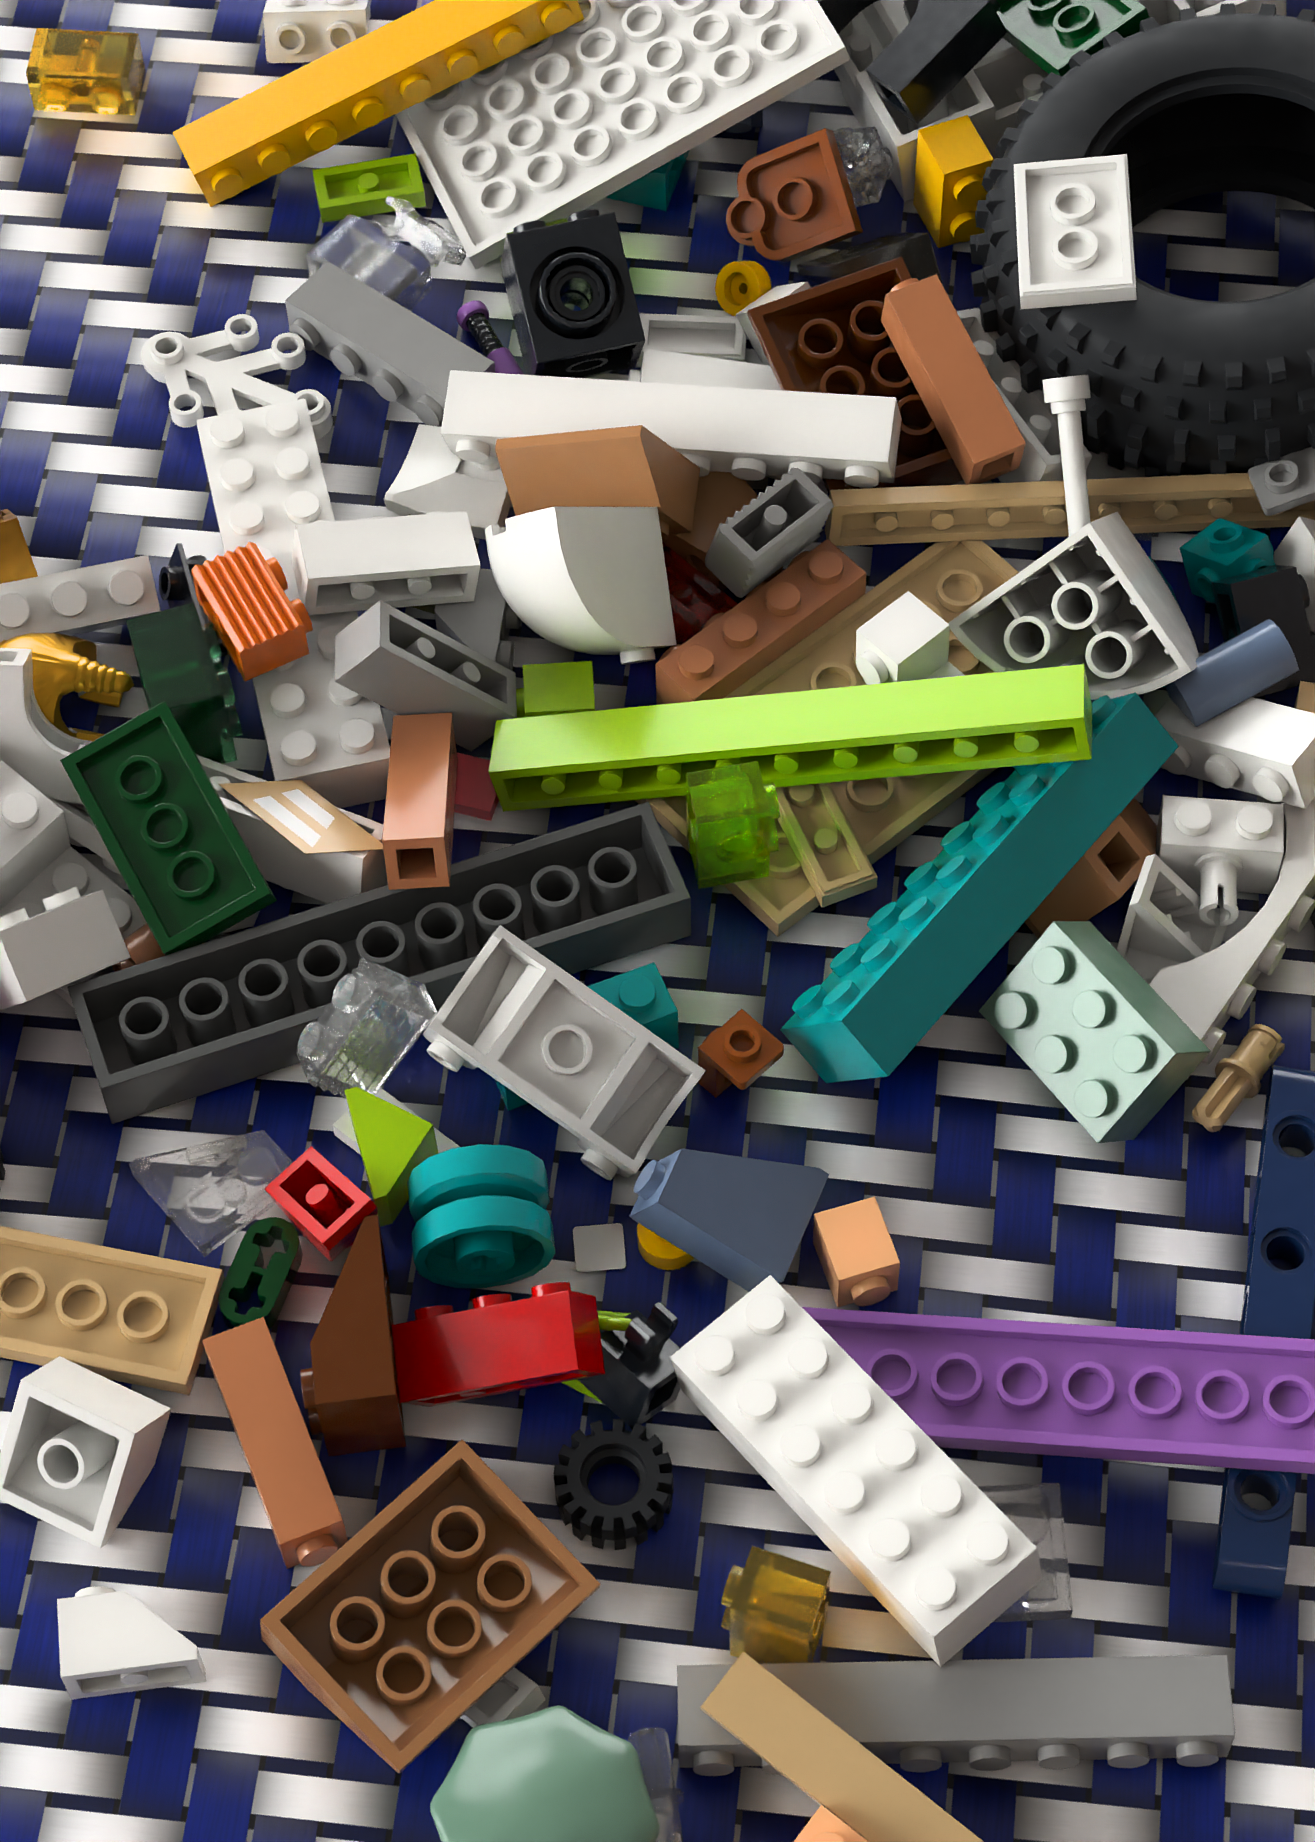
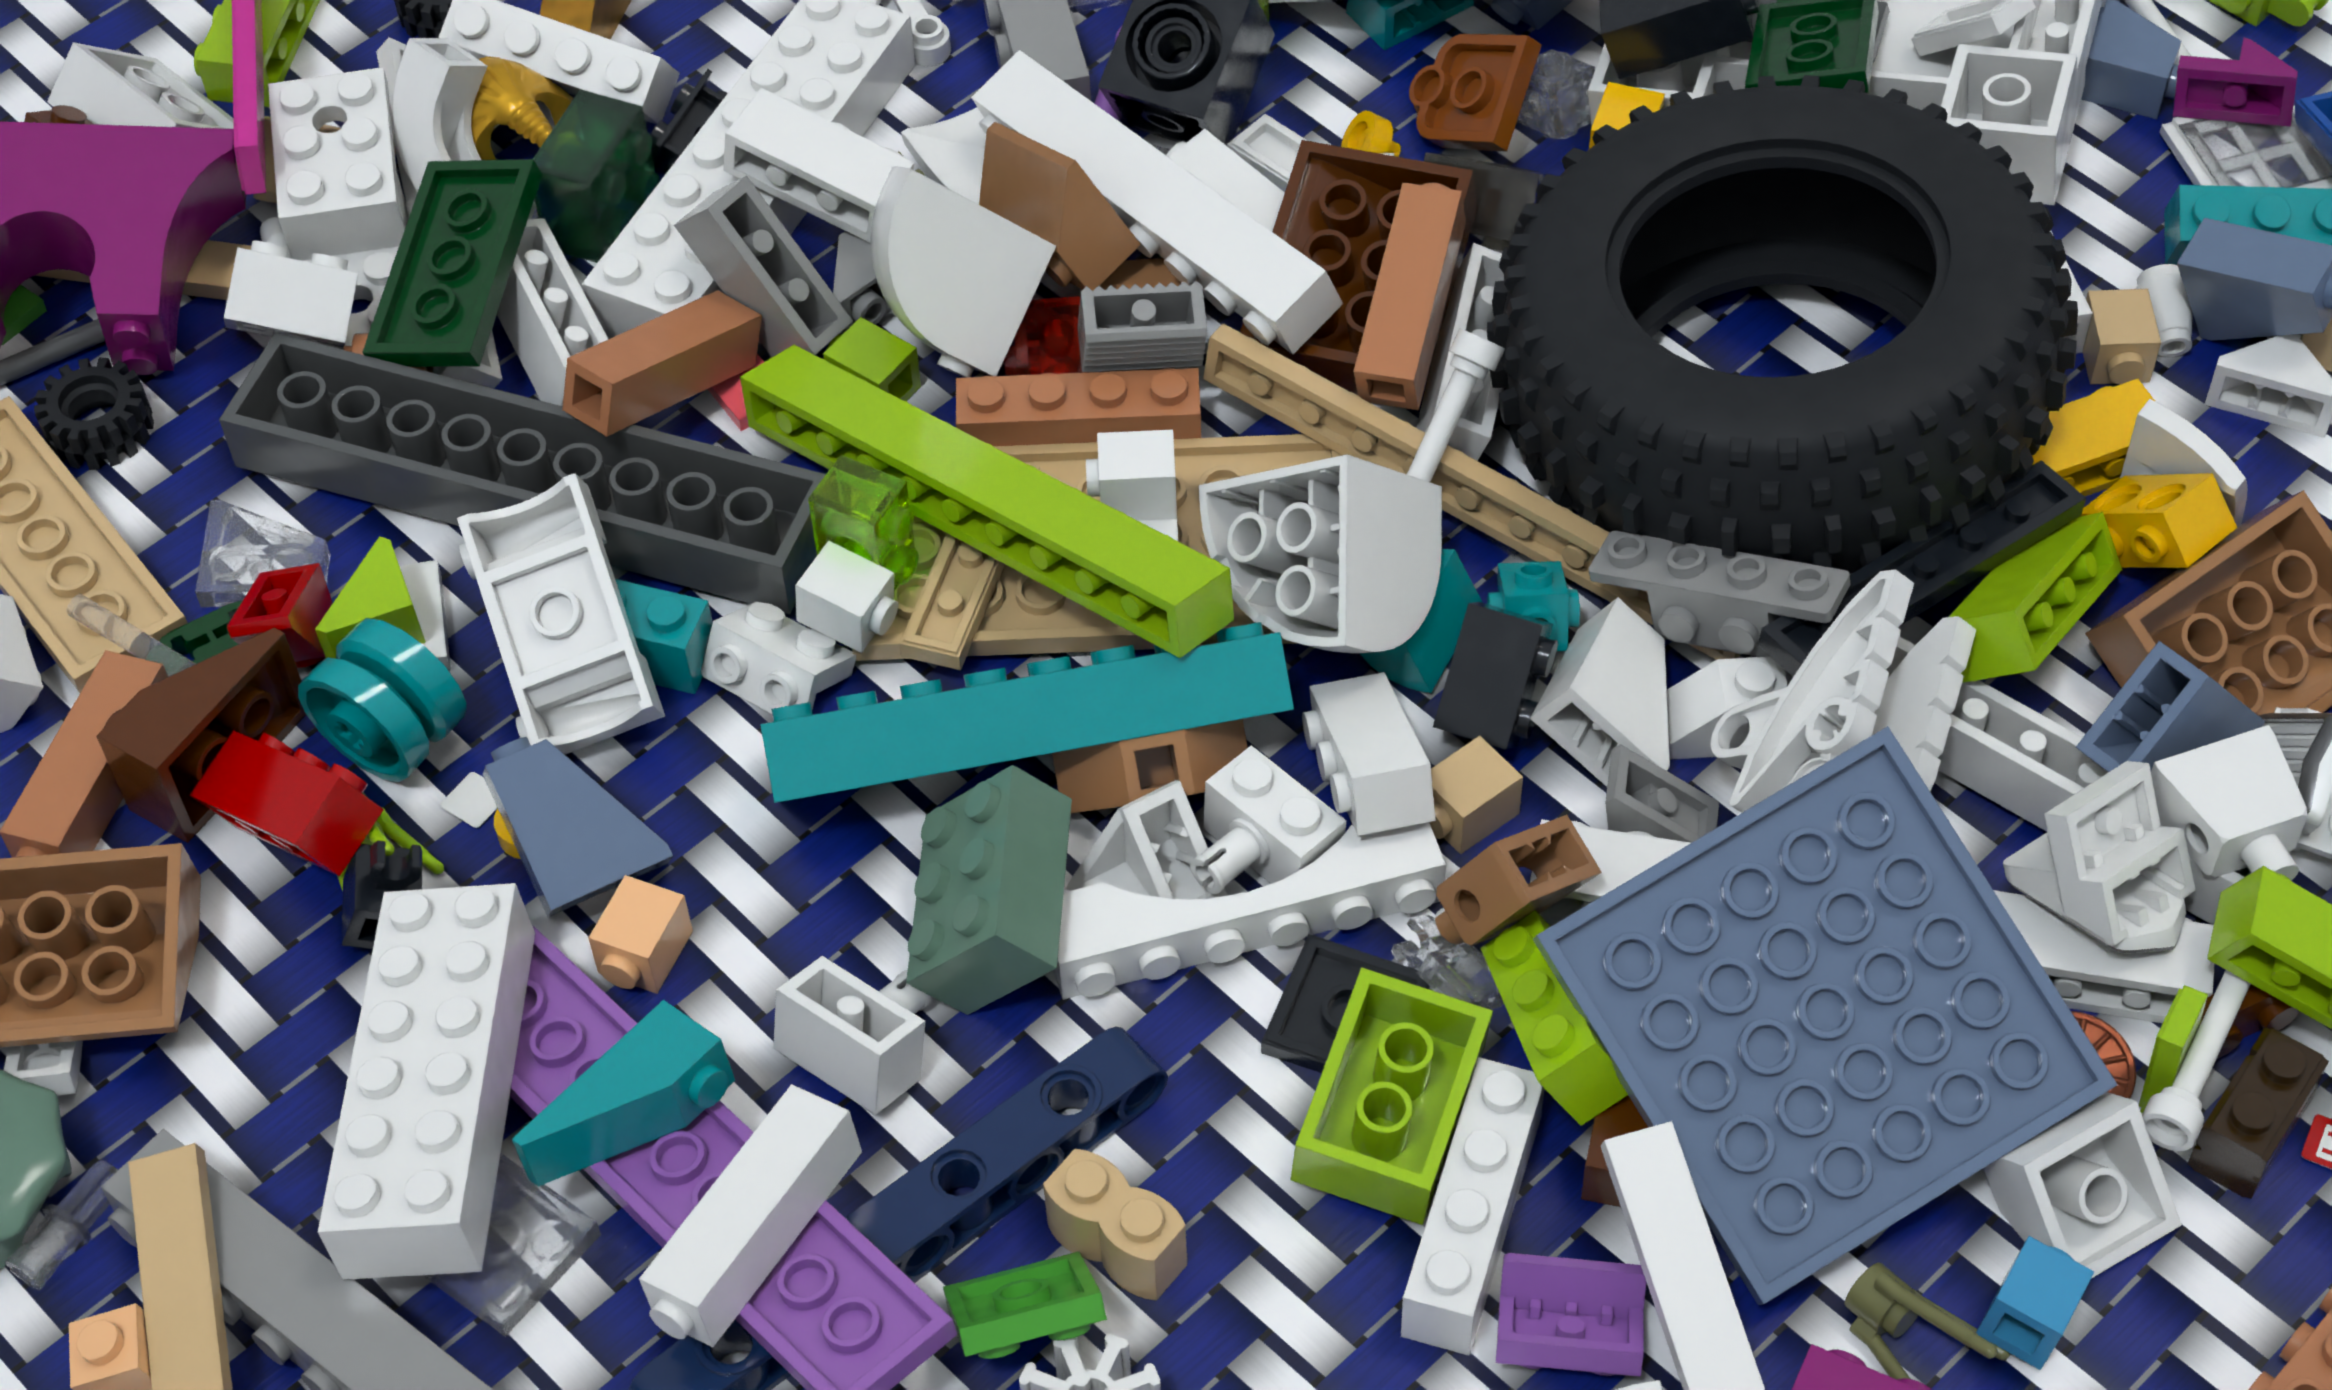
camera: 40 degrees right, 5 degrees down
(226, 1315) = (126, 634): none -> clear bar
(251, 611) = (678, 139): orange brick -> none
(303, 816) = (562, 313): tan sticker -> none
(364, 1030) = (423, 508): clear brick -> none
(613, 1447) = (277, 943): black tyre -> none
(725, 974) = (772, 658): none -> white bracket
(737, 1054) = (706, 716): dark orange bracket -> none
(755, 887) = (846, 597): none -> white brick
(776, 1608) = (272, 1145): clear yellow brick -> none
(1028, 1359) = (631, 1095): none -> teal slope
(1074, 232) = (1595, 216): white tile -> none
(1097, 1207) = (851, 1033): none -> white brick
(1220, 1383) = (750, 1216): none -> white brick
(1234, 673) = (1404, 680): sand blue brick -> none
(1238, 1076) = (1084, 1021): tan axle -> none

